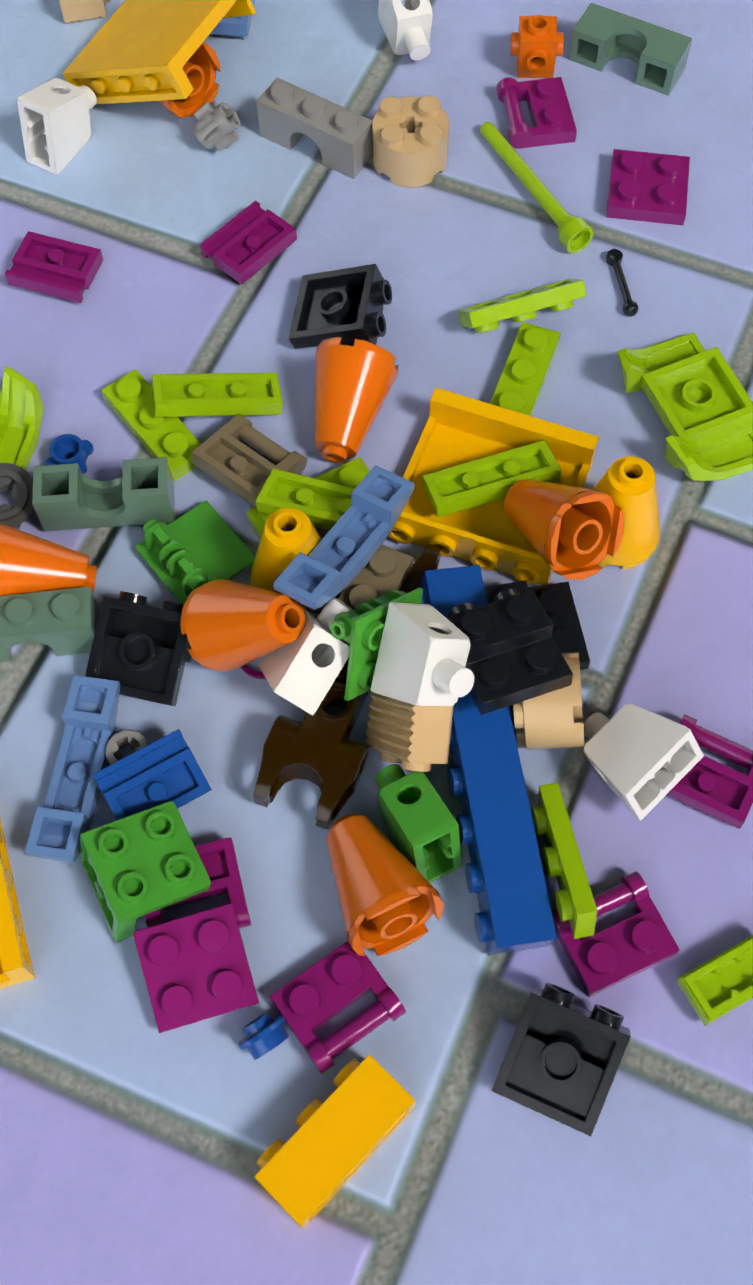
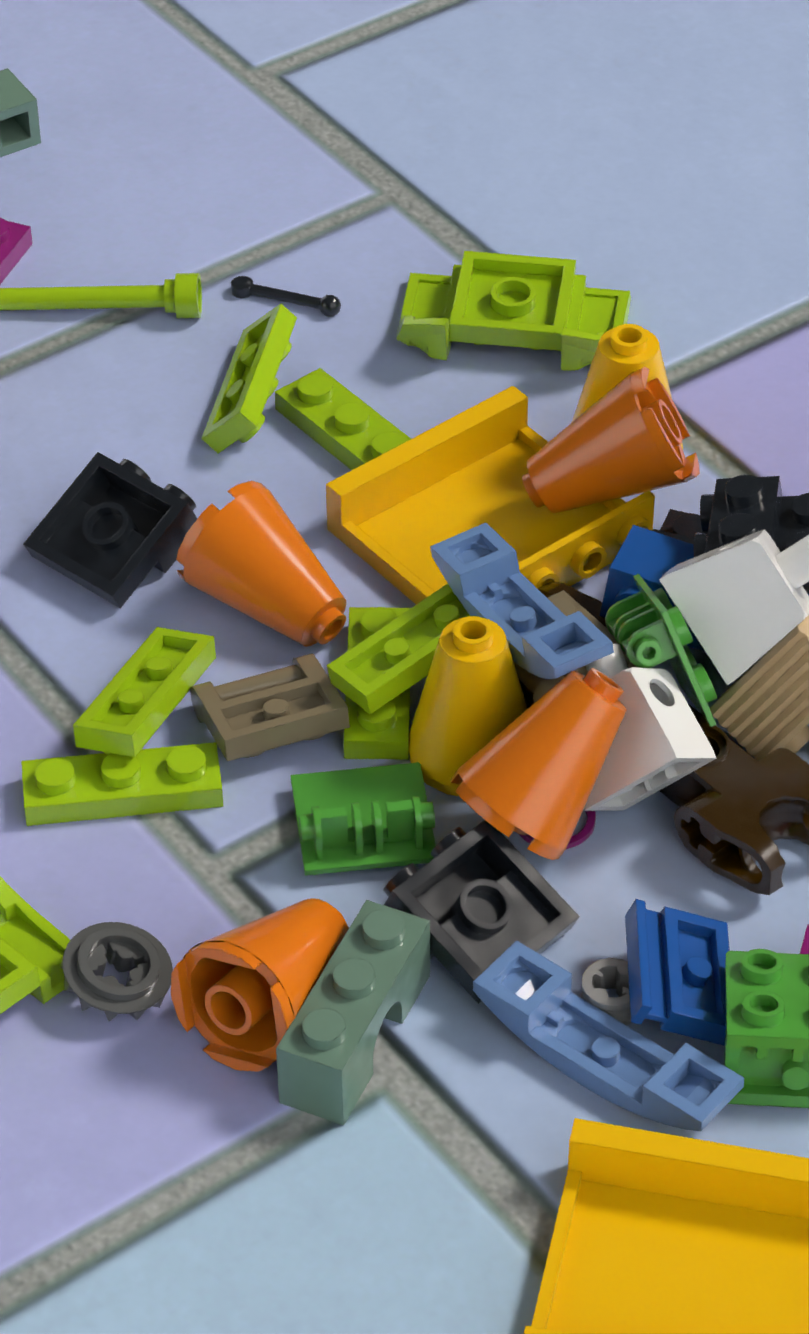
camera: 60 degrees left, 20 degrees down
(70, 445) = (100, 882): blue plate -> none
(72, 501) = (197, 884): sand green arch -> none
(489, 477) = (491, 483): lime plate -> none
(648, 187) = (167, 214): magenta plate -> none

